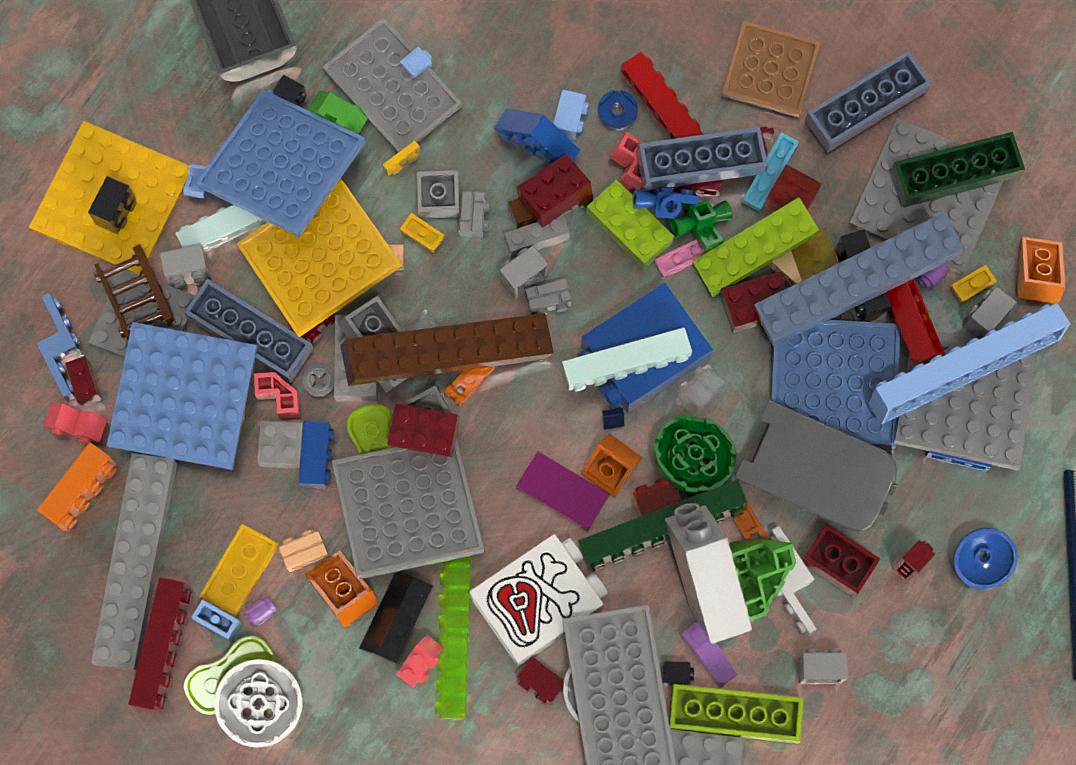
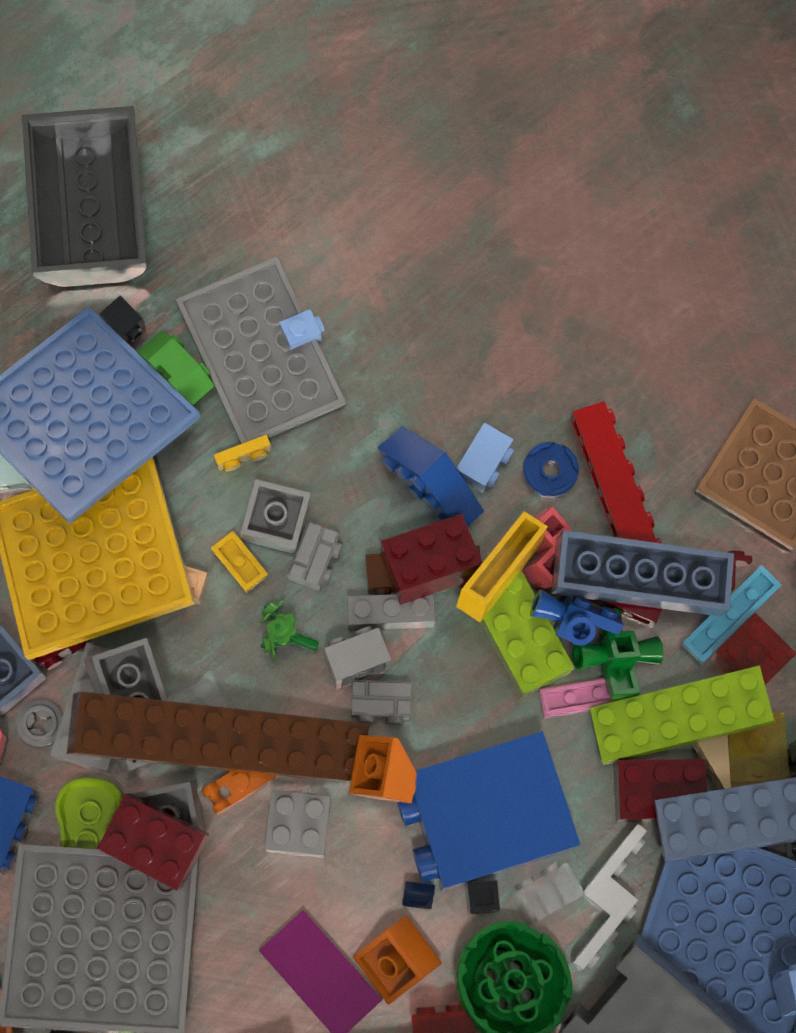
camera: 10 degrees right, 0 degrees up
(466, 270) = (282, 631): none -> bright green plant
(517, 395) = (297, 824): none -> light grey brick
(564, 338) = (382, 770): none -> orange slope
(604, 181) = (501, 566): none -> yellow brick
(626, 359) = (458, 826): light aqua brick -> none
(657, 406) = (482, 897): none -> black brick
(743, 383) = (610, 898): none -> white bracket

